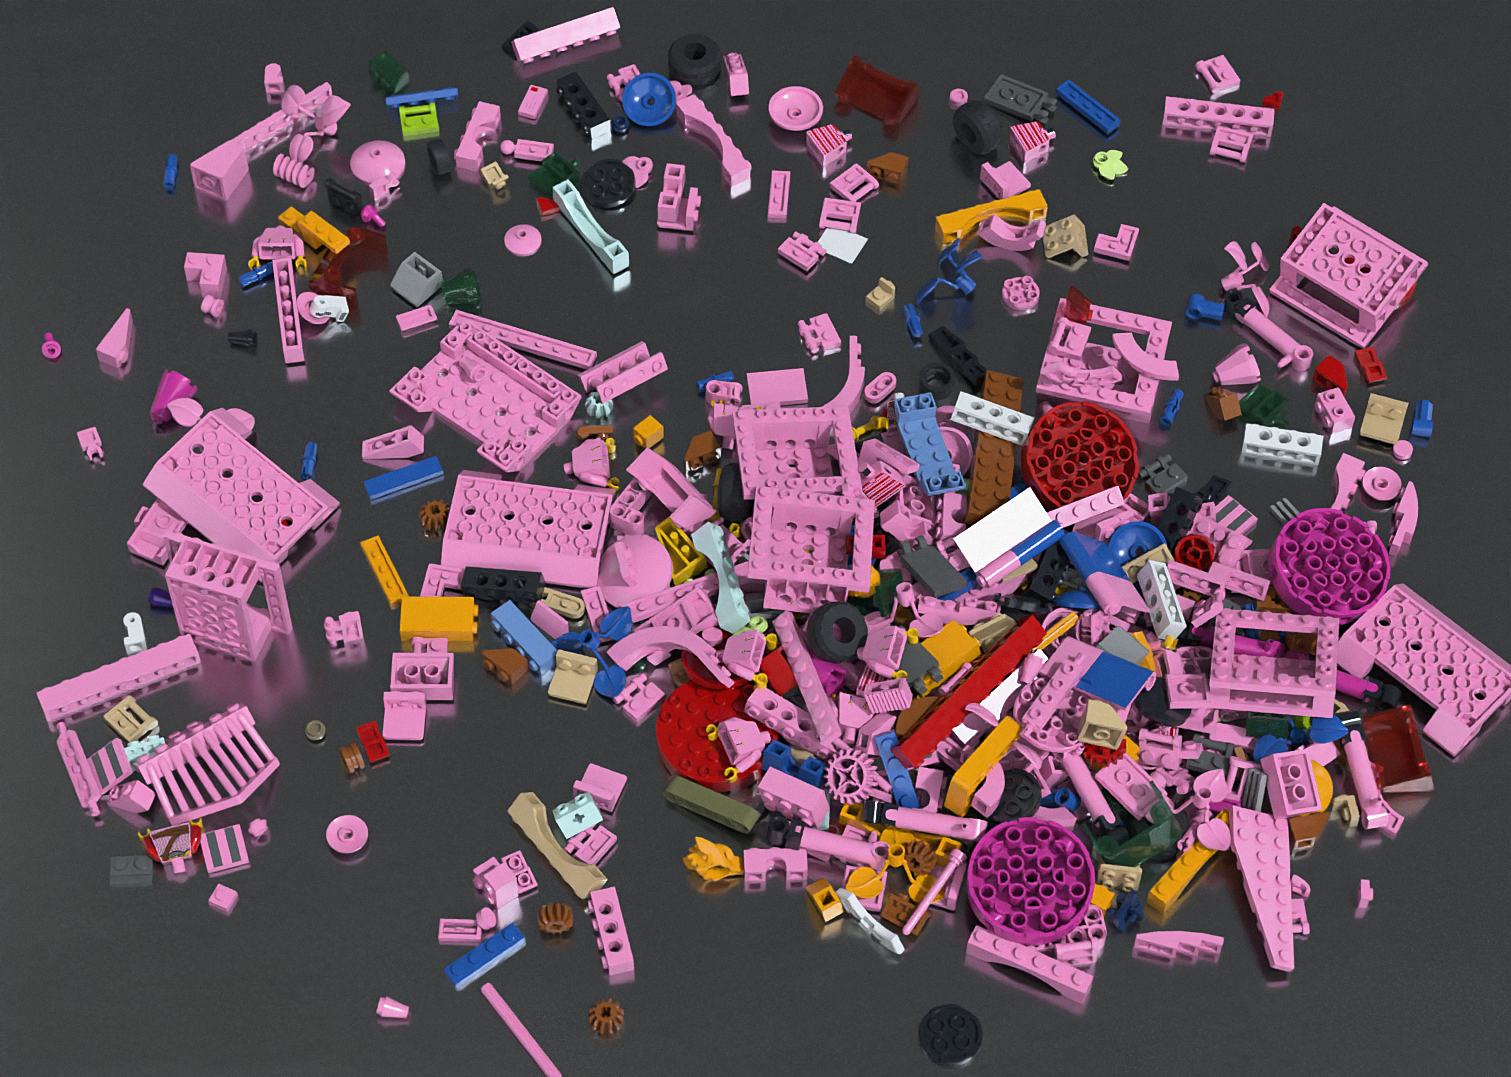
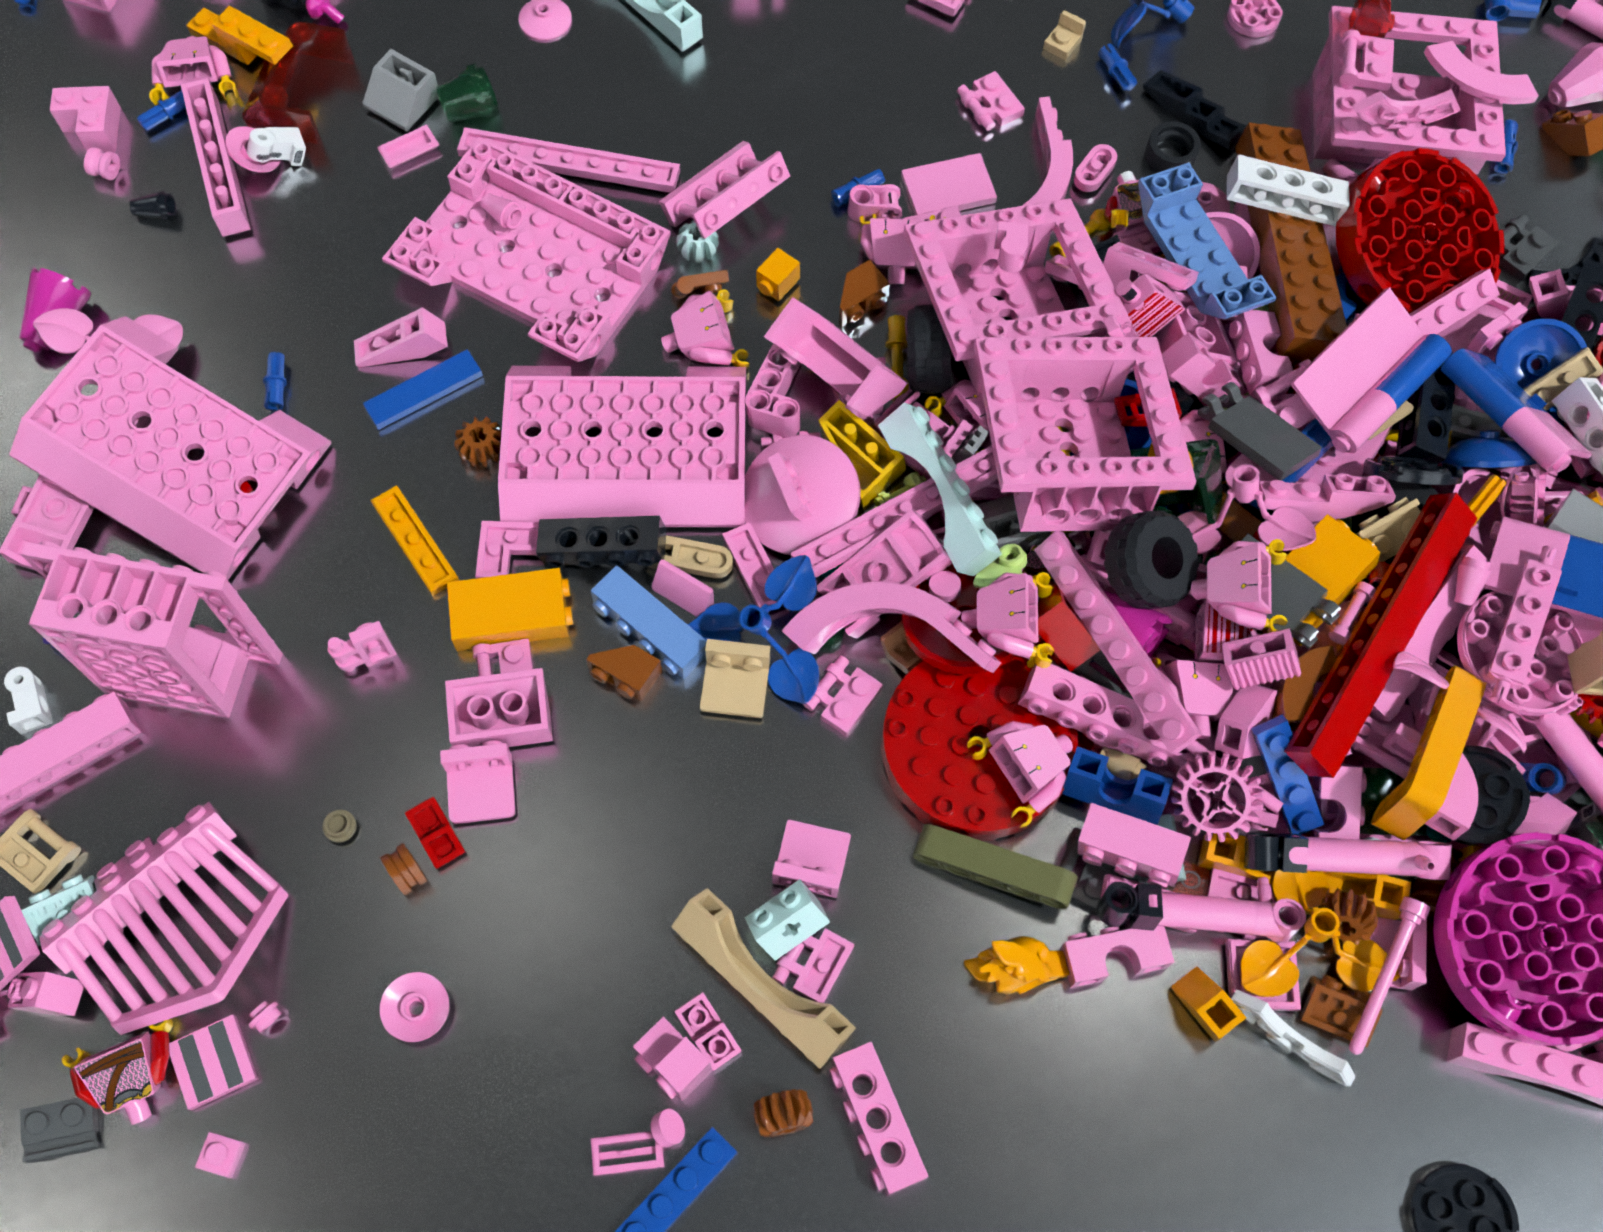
camera: 10 degrees left, 10 degrees up
(796, 431) = (1012, 242): none -> bright pink leg

